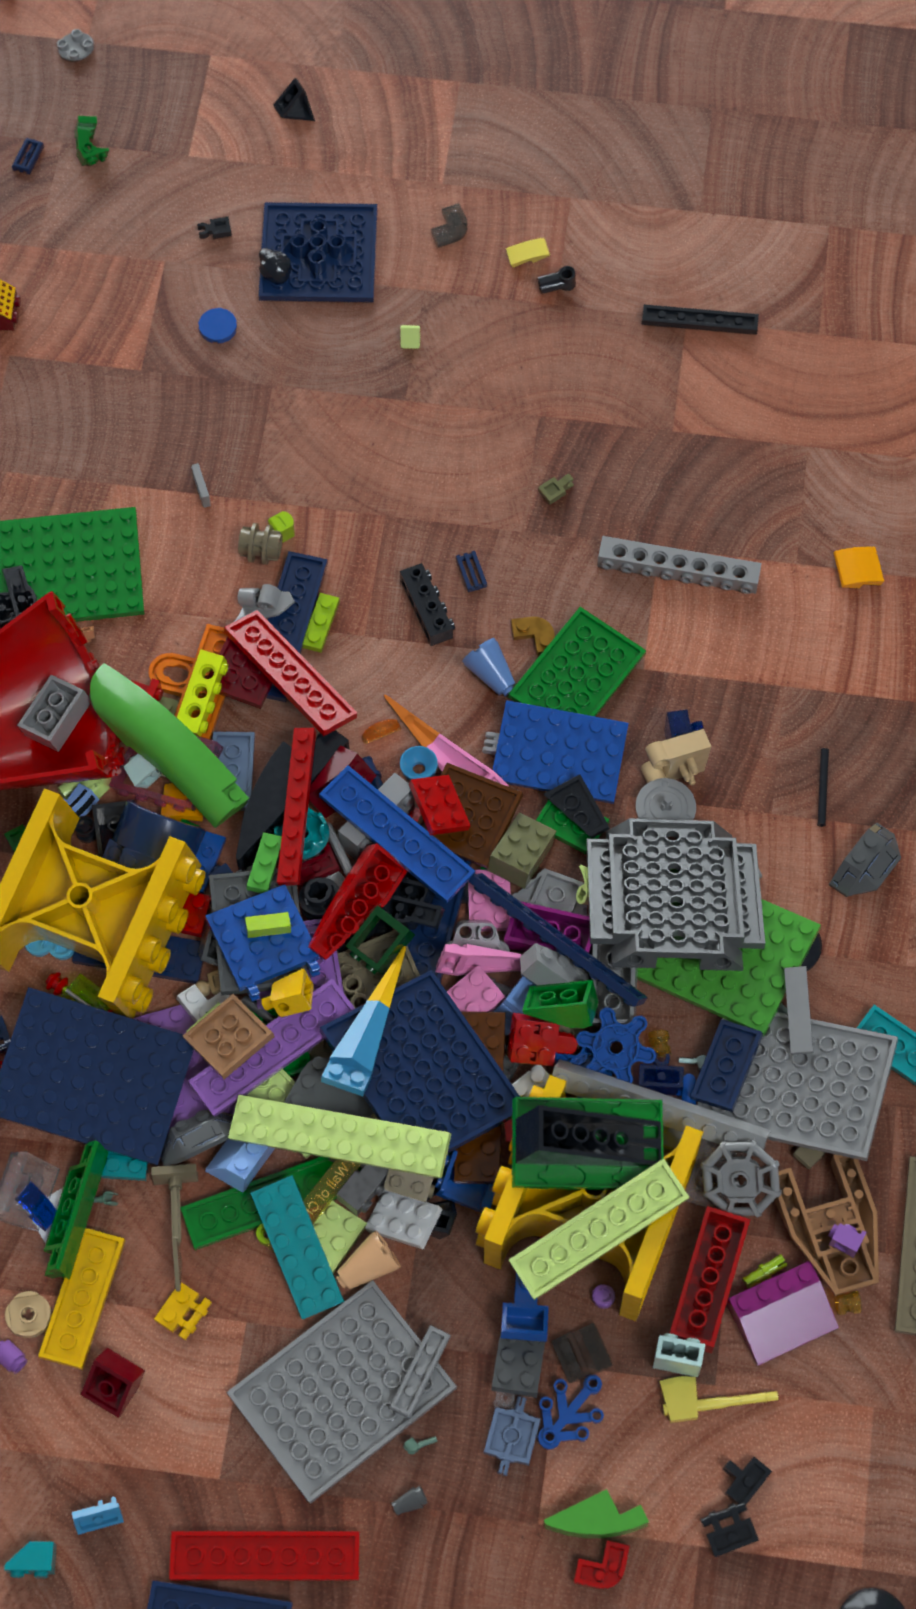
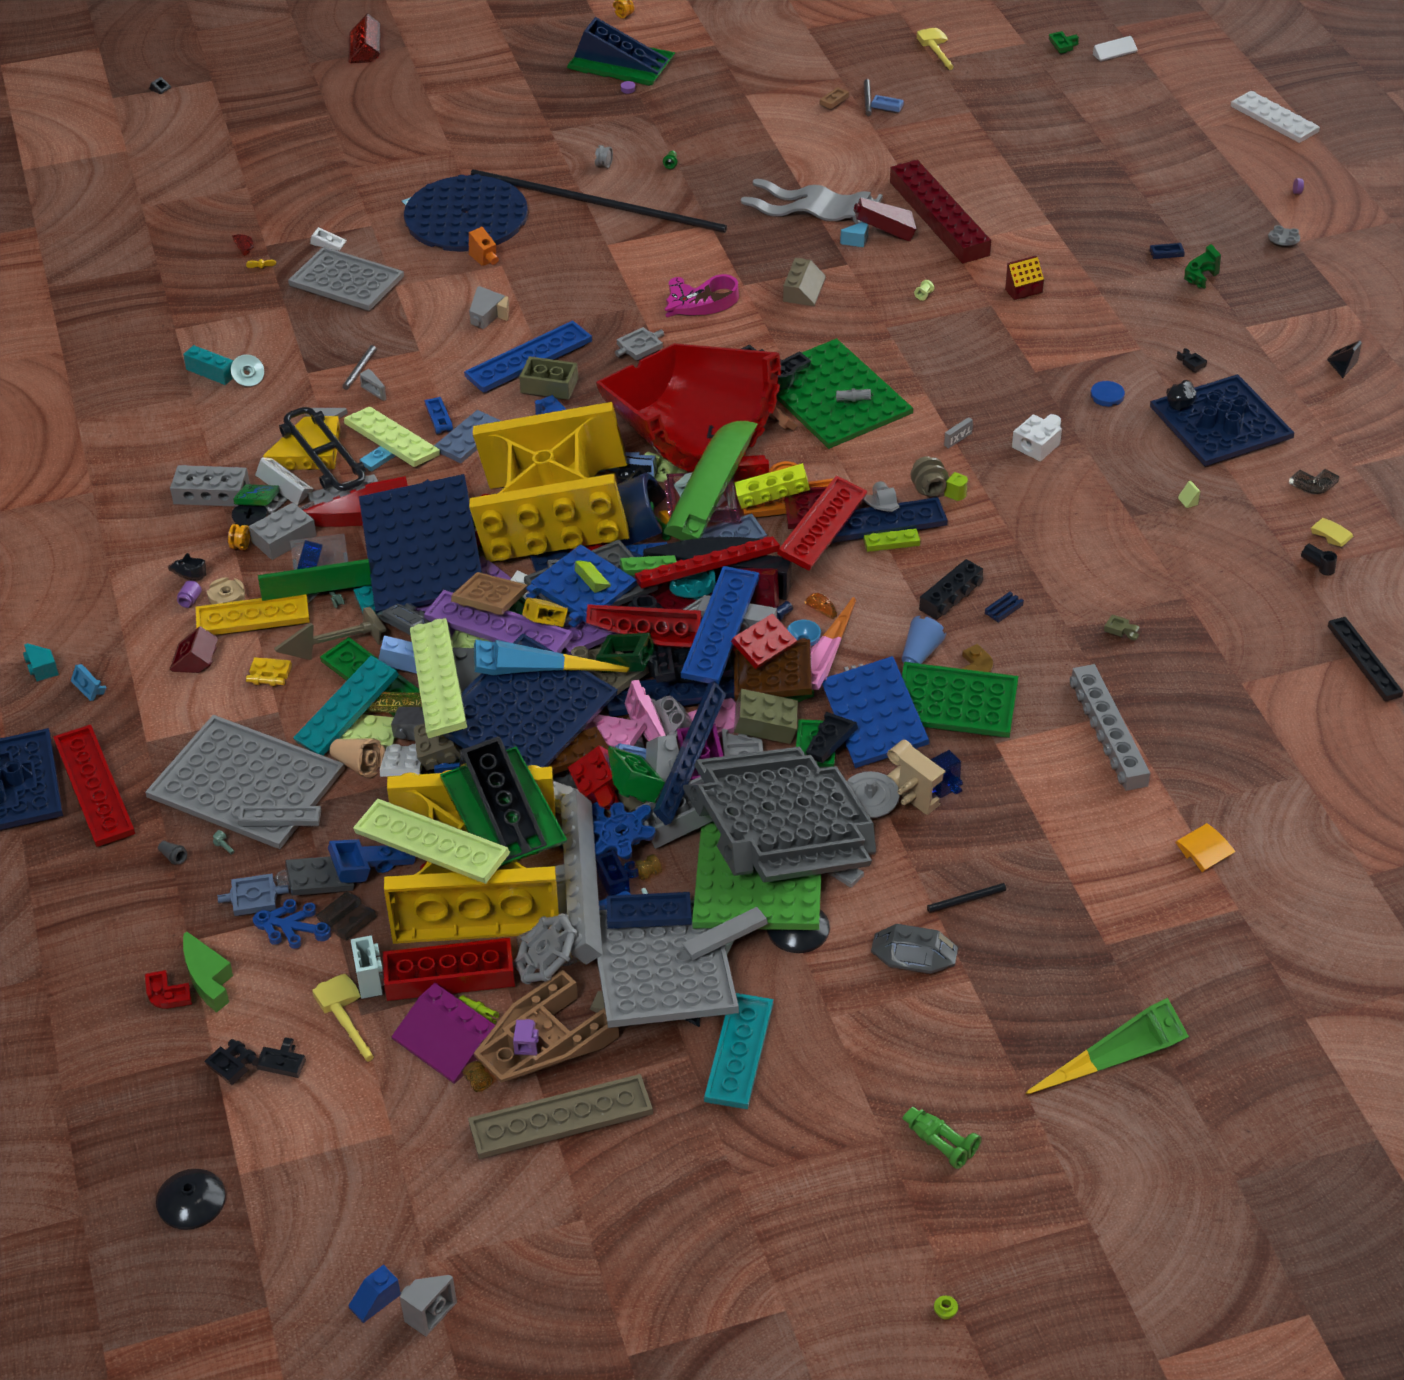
camera: 65 degrees right, 20 degrees down
(54, 713) = (700, 419): light grey brick -> none
(91, 552) = (853, 395): none -> light grey pin
(251, 417) = (1038, 436): none -> white brick

